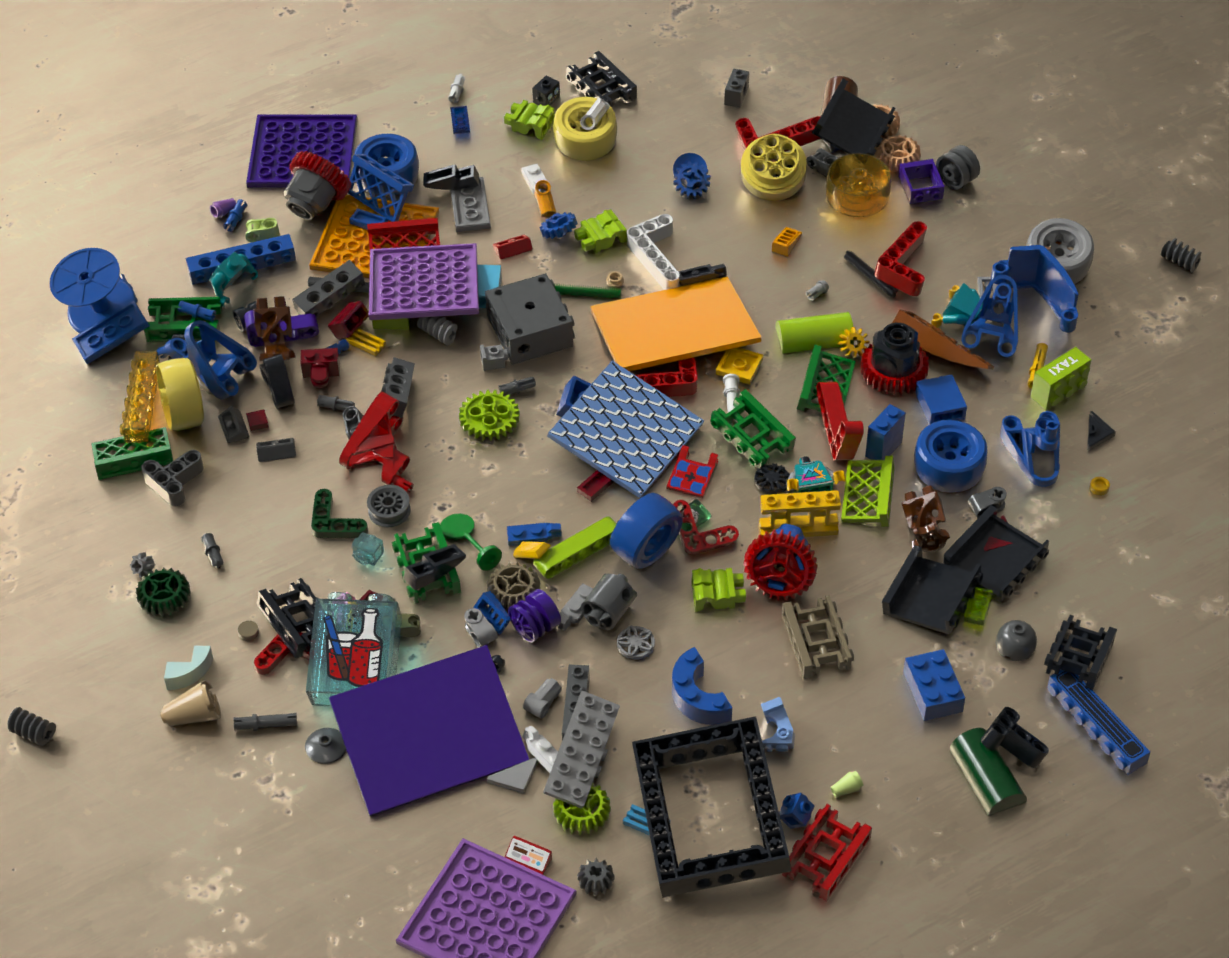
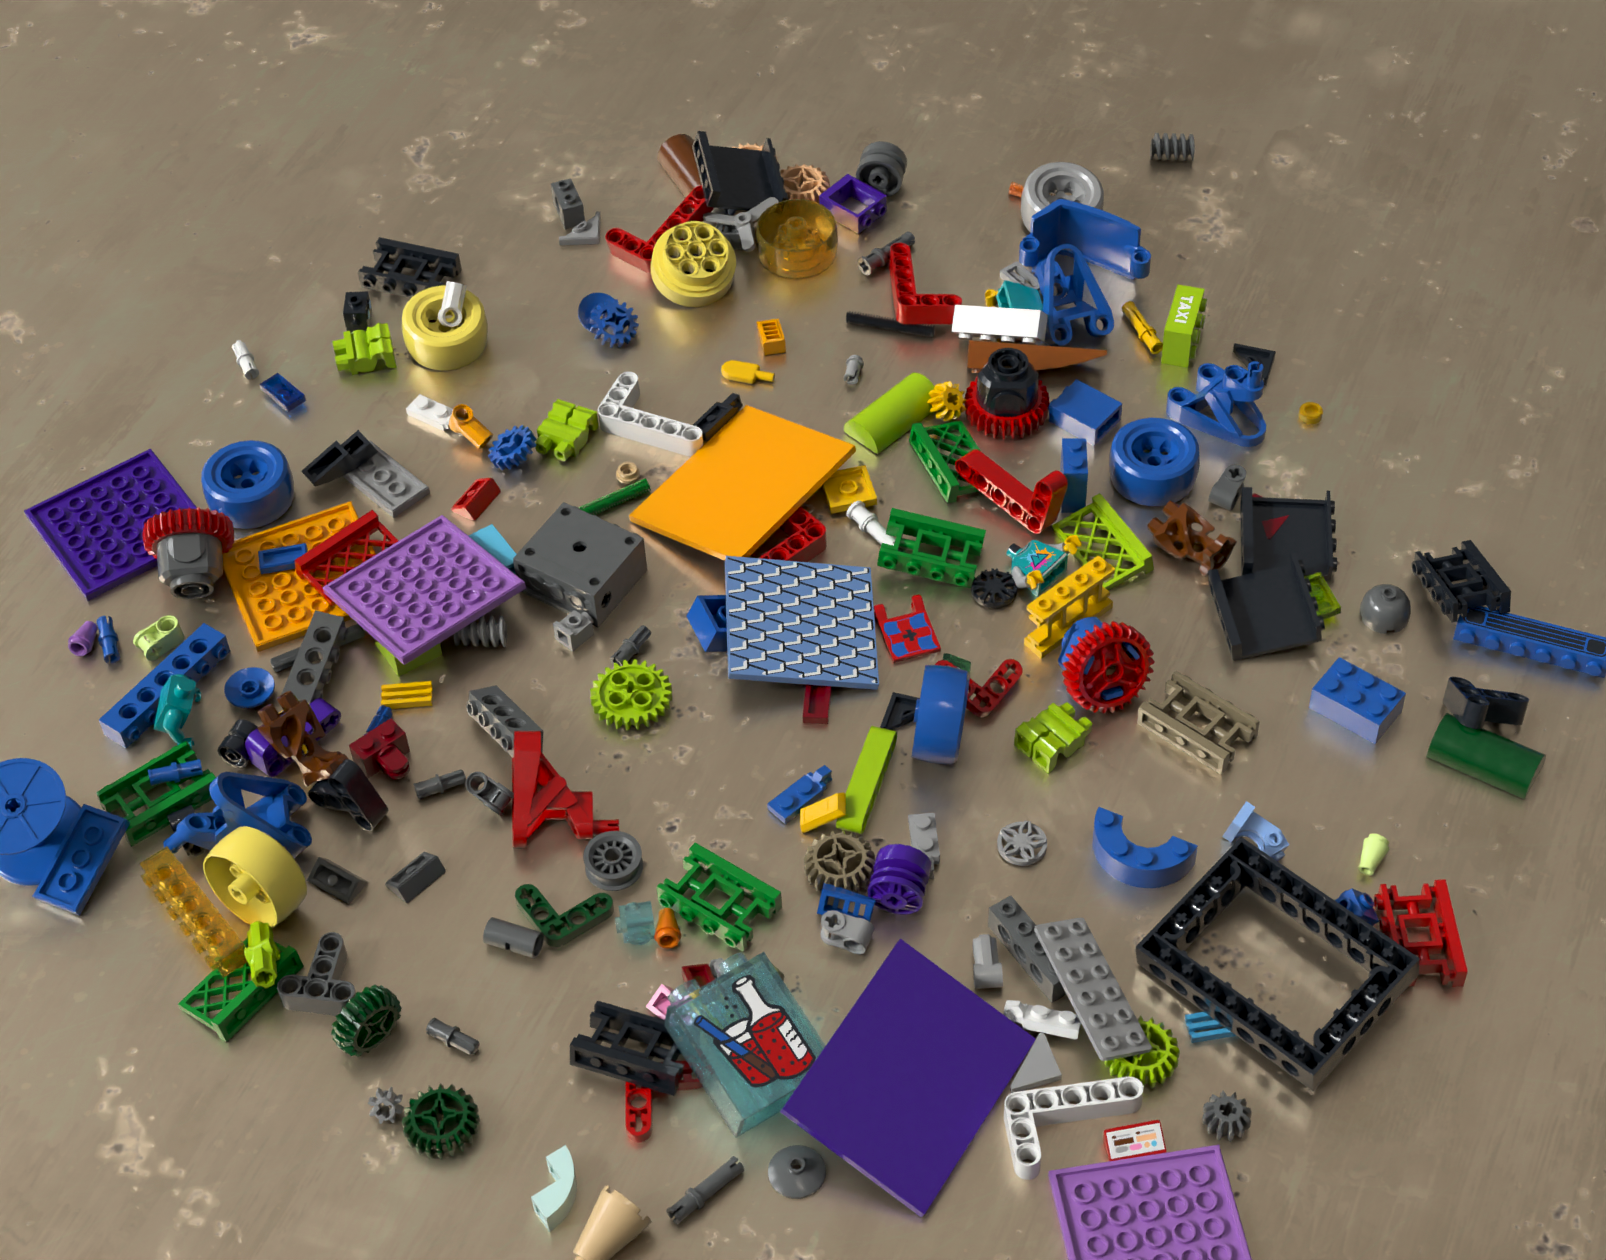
camera: 35 degrees left, 0 degrees up
(149, 440) = (262, 954): none -> lime piece
(171, 511) = (366, 1020): none -> dark green gear
(248, 630) = (583, 1101): dark tan tile -> none
(257, 420) = (361, 857): dark red tile -> none
(283, 285) = (249, 687): none -> blue dish
(293, 515) = (513, 937): none -> dark grey pin
(348, 320) = (368, 681): dark red brick -> none
(380, 564) = (667, 929): none -> orange cone
(382, 175) = (271, 493): blue fence -> none
(433, 566) = (741, 894): black slope -> none
(460, 526) = (718, 835): green piece -> none
(501, 809) = (1062, 1112): none -> white beam
(608, 601) = (961, 815): dark grey cylinder -> none
(733, 112) = (584, 233): none -> light grey tile
(748, 255) = (745, 372): none -> yellow piece
(830, 155) = (743, 222): none -> light grey piece
(901, 225) = (879, 256): none -> dark grey pin
(933, 309) = (1000, 323): none -> white brick

